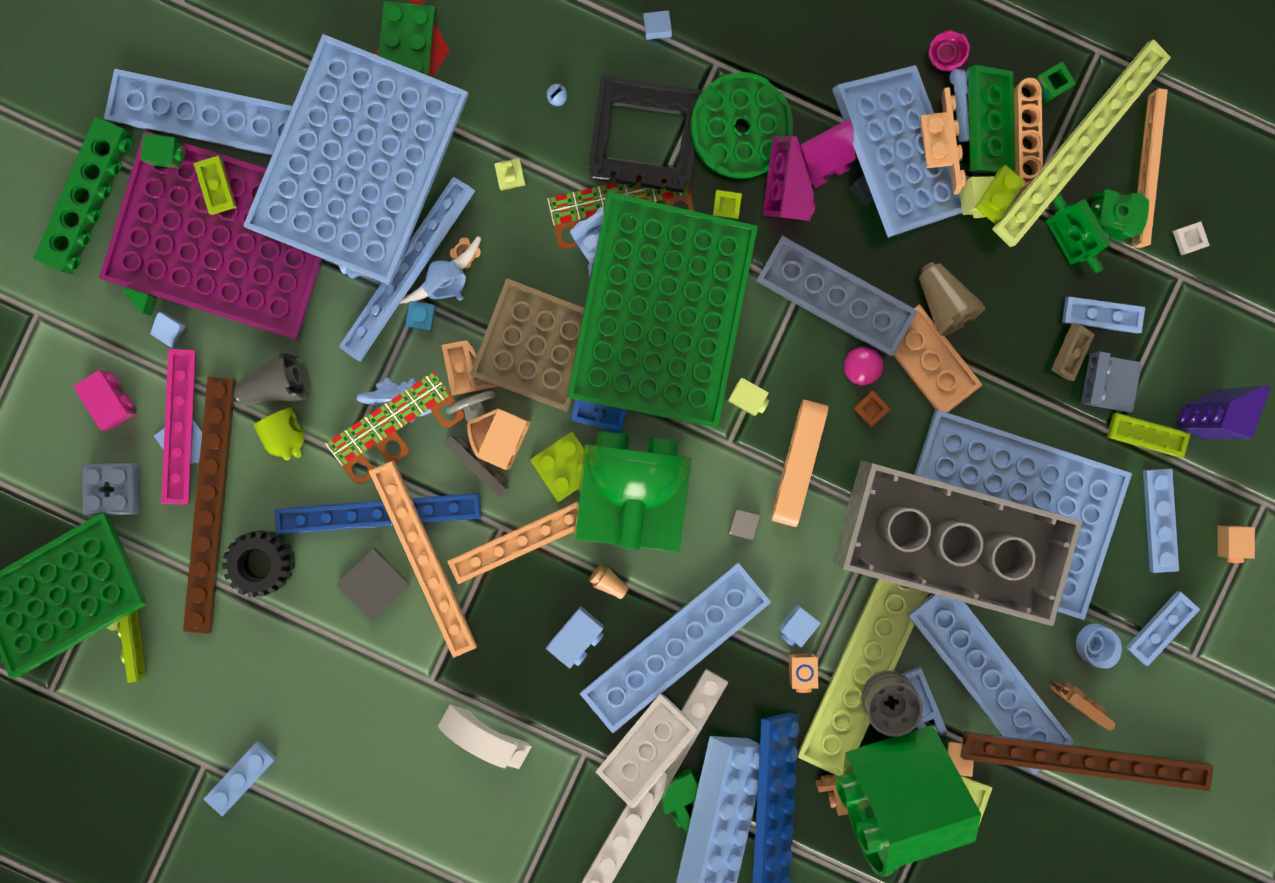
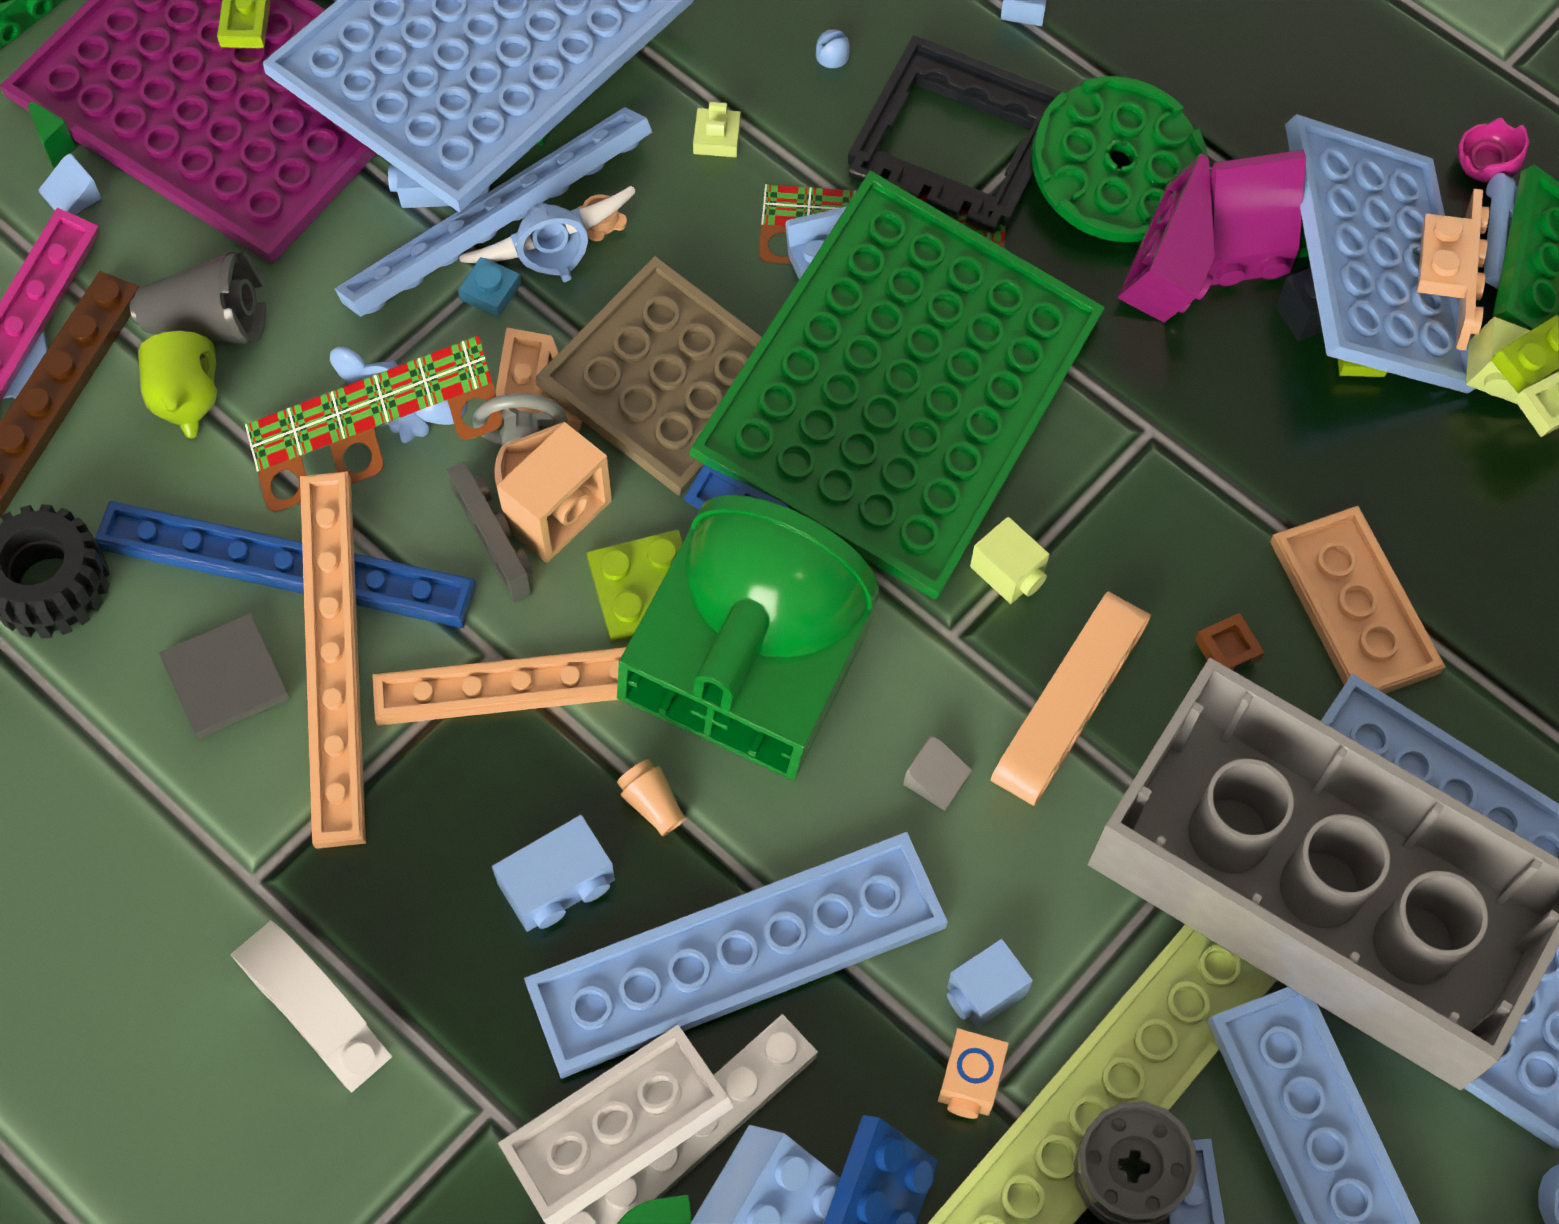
camera: 15 degrees right, 25 degrees down
(727, 205) = (1064, 262): lime plate -> none
(837, 296) = (1215, 449): sand blue plate -> none
(863, 365) = (1233, 574): dark pink hair -> none
(948, 299) = (1415, 508): dark tan cone -> none

